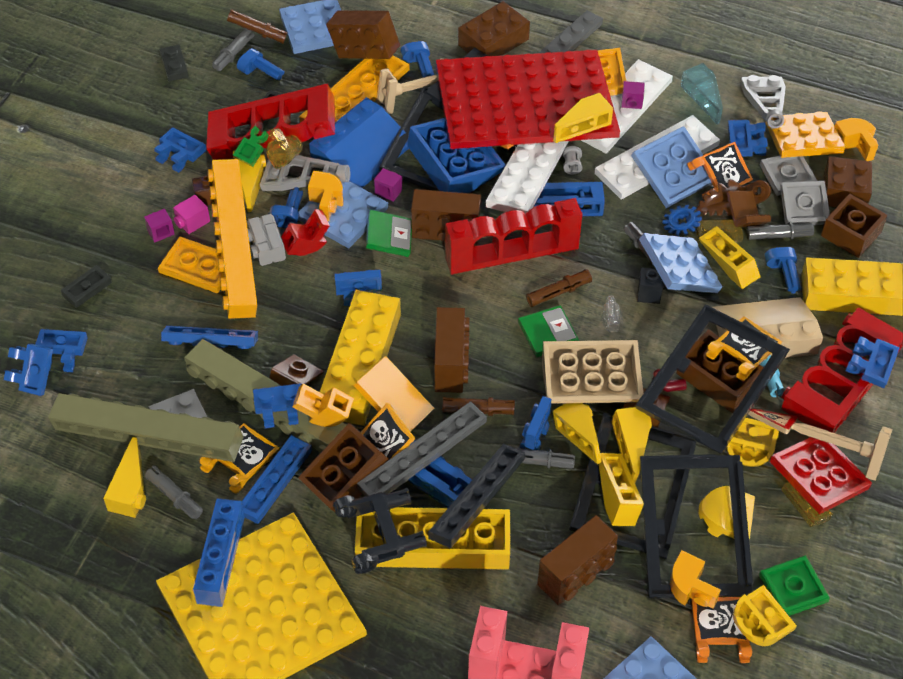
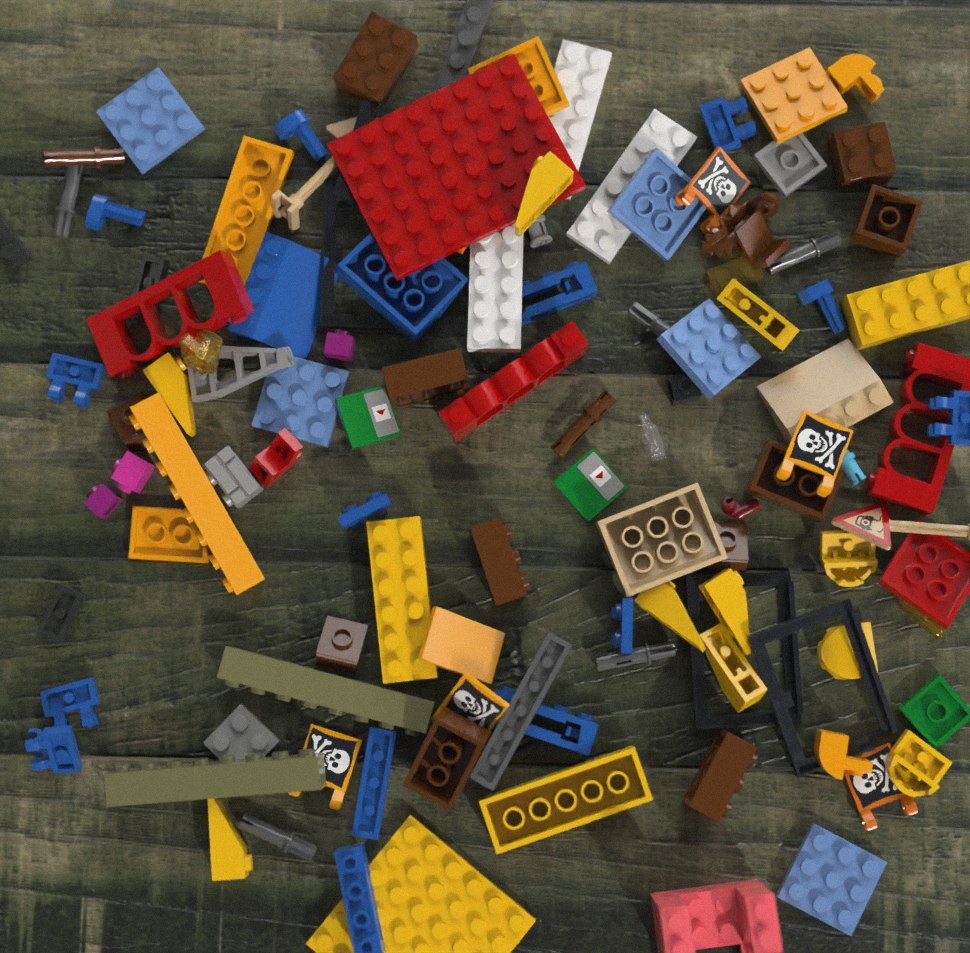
camera: 15 degrees left, 30 degrees up
(219, 337) = (228, 631): blue plate -> none
(250, 149) = (164, 369): green plate -> none
(274, 400) = (341, 698): blue plate -> none
(288, 213) = (244, 433): blue piece -> none
(324, 409) = (396, 698): light orange brick -> none
(327, 191) = (278, 389): light orange brick -> none
(363, 34) = (223, 135): reddish brown brick -> none
(393, 544) = (537, 839): black connector -> none
(476, 496) = (597, 747): black plate -> none
(487, 406) = (552, 613): reddish brown pin -> none
(633, 95) = (579, 113): magenta plate -> none
(673, 225) = (685, 266): blue gear -> none
(678, 362) = (754, 503): black door -> none
(703, 89) = (654, 60): clear light blue slope -> none
(772, 84) = (727, 28): light grey plate -> none
(804, 202) = (821, 204): light grey plate -> none

